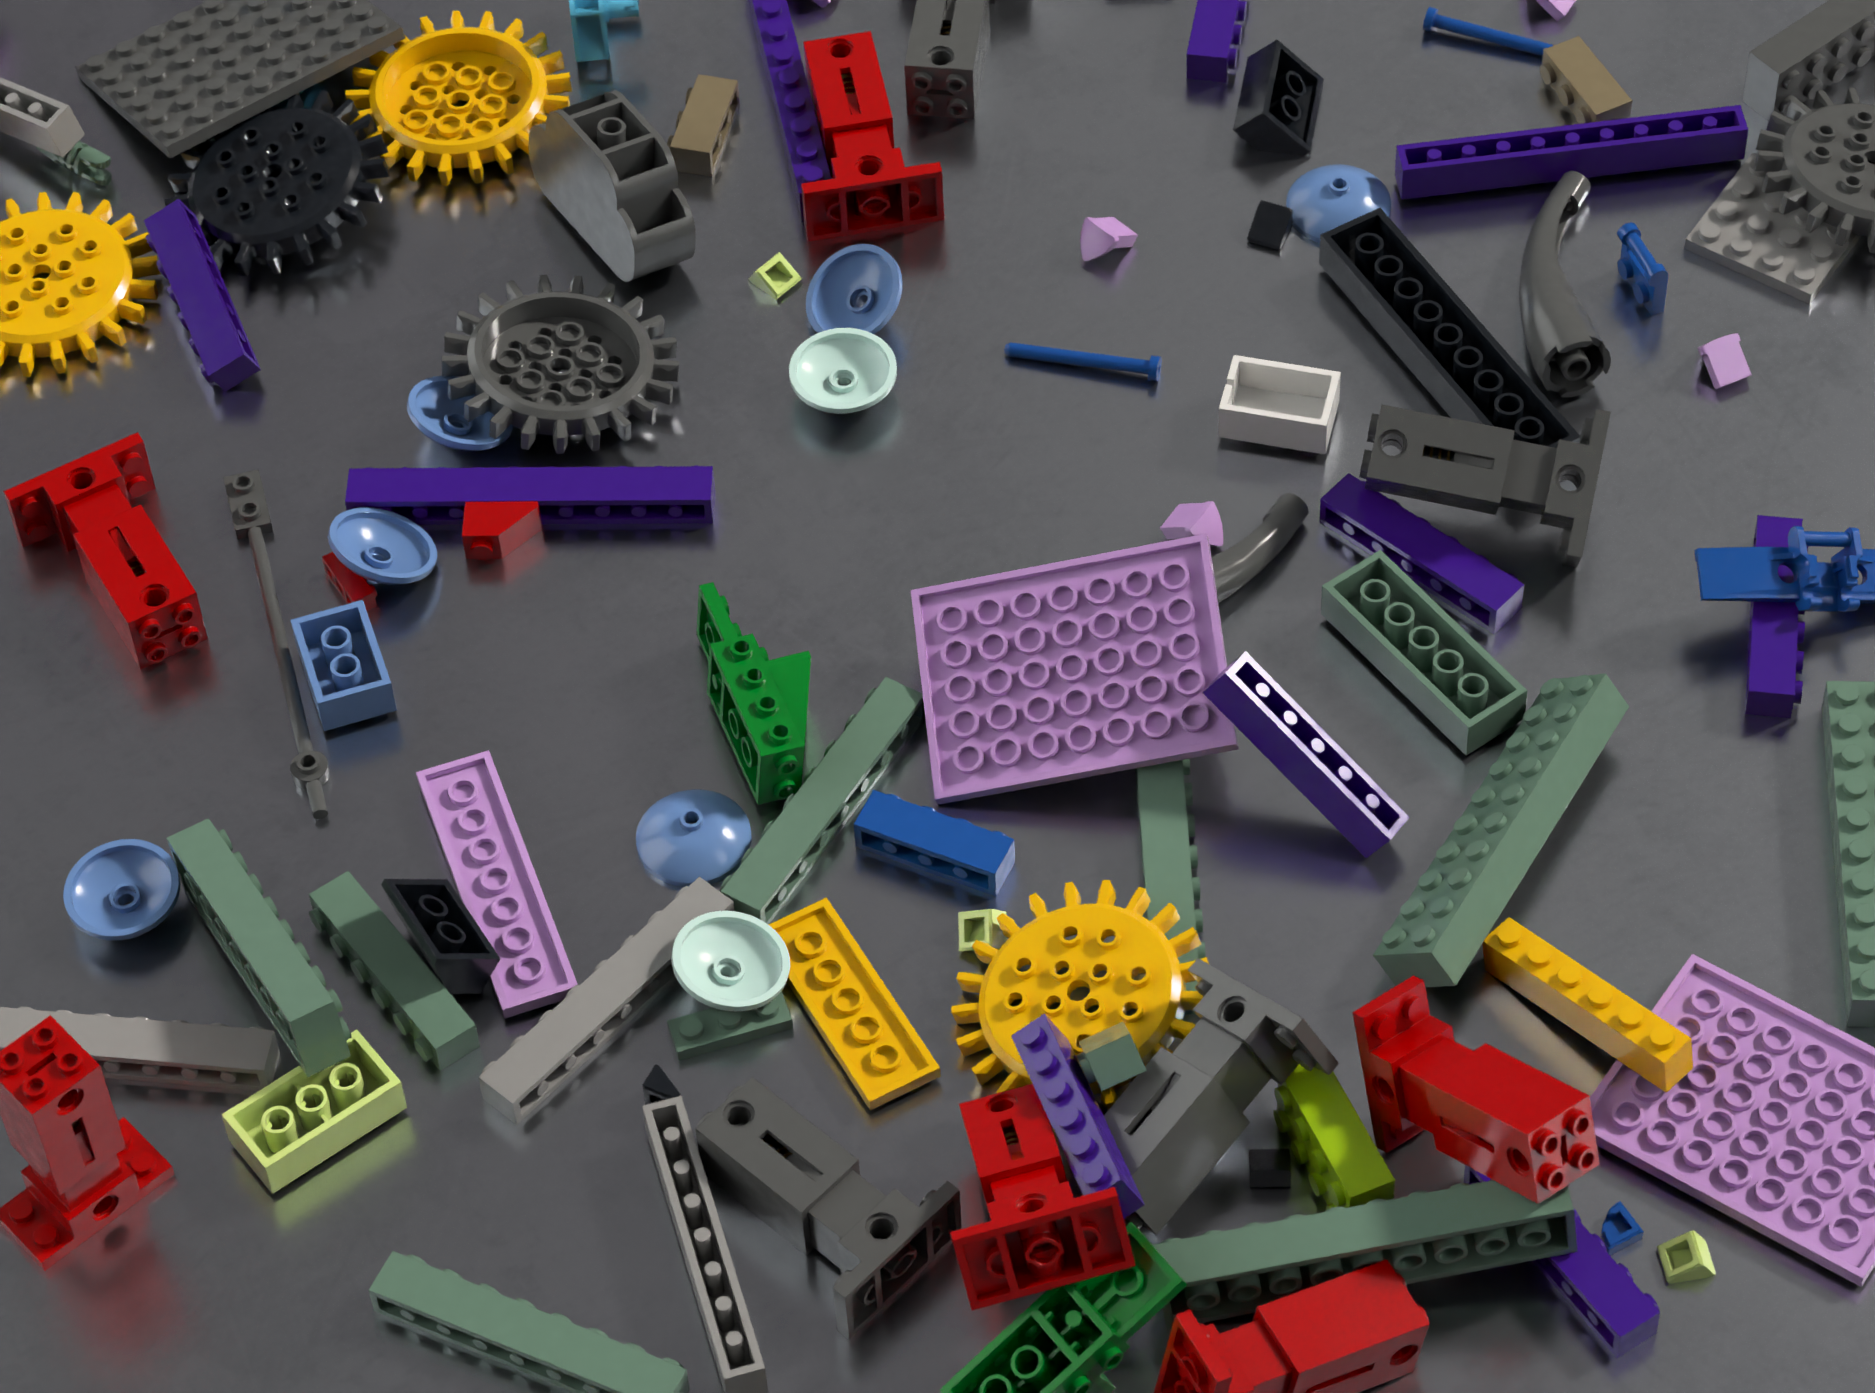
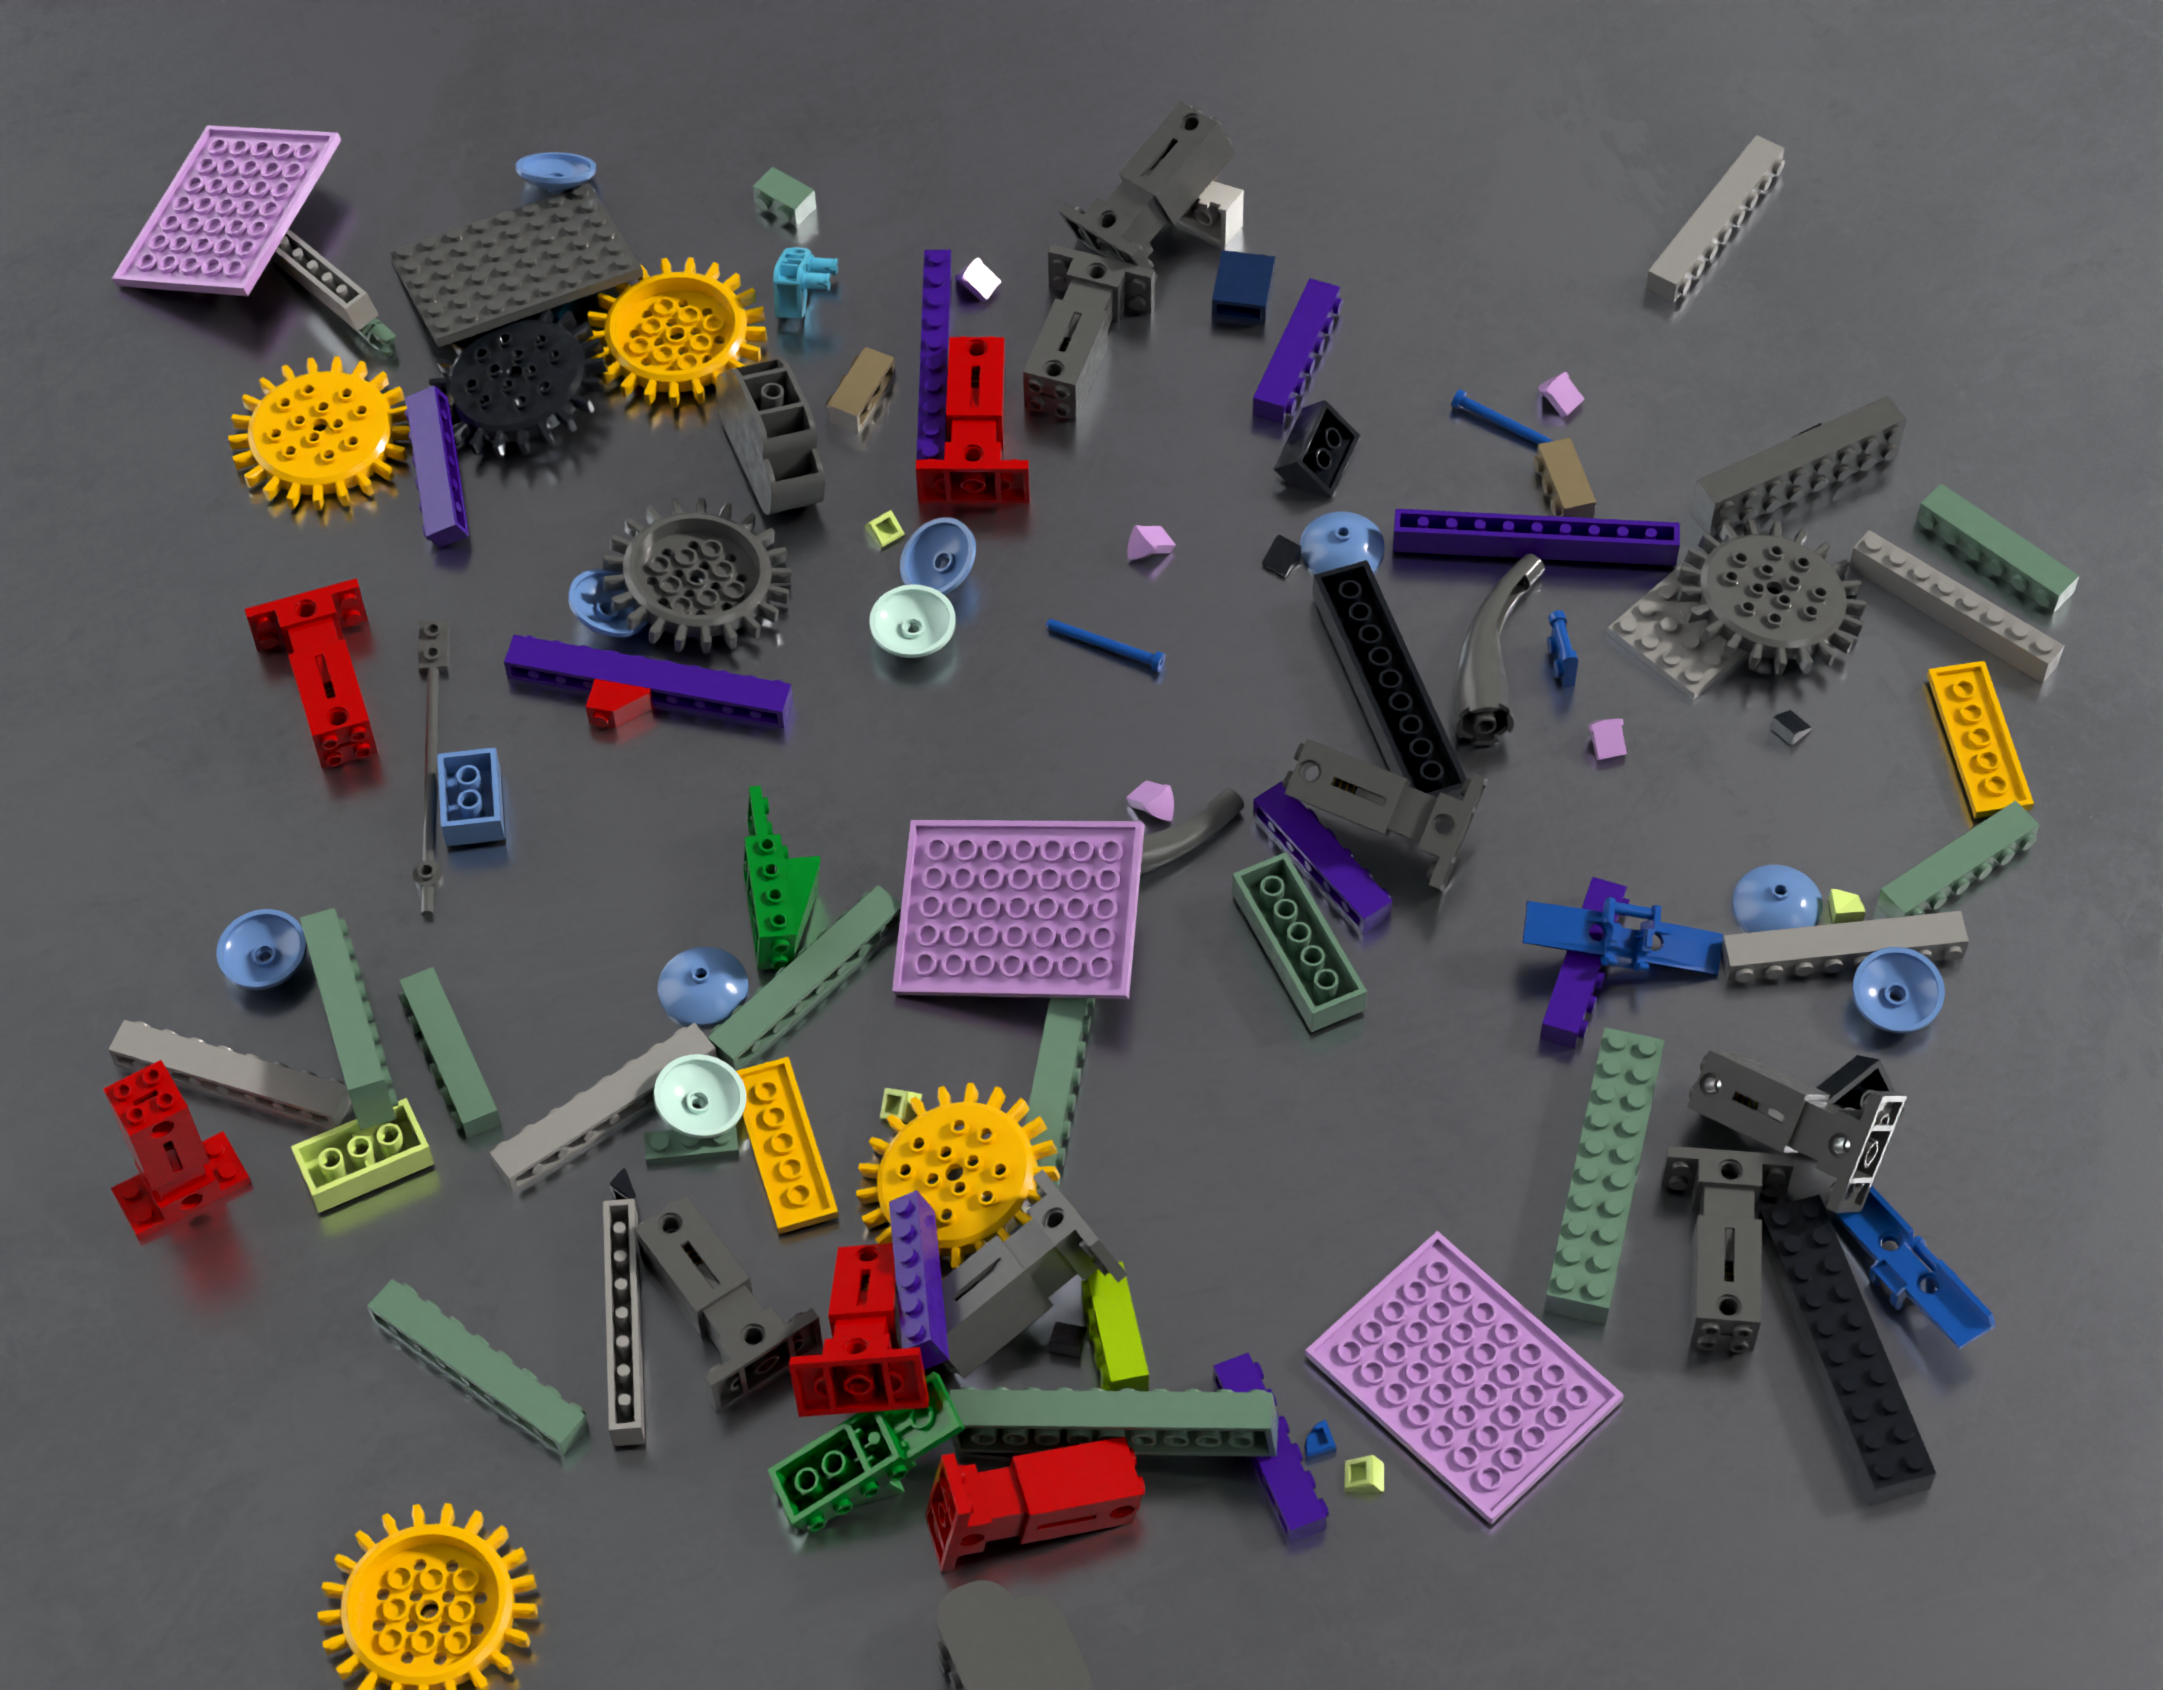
camera: 10 degrees right, 5 degrees up
(349, 584) = (495, 725): red piece -> none
(382, 546) = (523, 703): medium blue dish -> none
(444, 932) = (490, 1031): black slope -> none
(497, 881) = (544, 996): lavender plate -> none
(934, 842) = (882, 1026): blue brick -> none
(1110, 1057) = (958, 1234): sand green brick -> none
(1279, 404) = (1244, 712): white piece -> none
(1306, 755) = (1177, 1014): dark purple brick -> none
(1476, 1103) = (1221, 1325): red brick -> none
(1501, 831) = (1315, 1103): sand green brick -> none
(1588, 1004) = (1342, 1258): yellow brick -> none

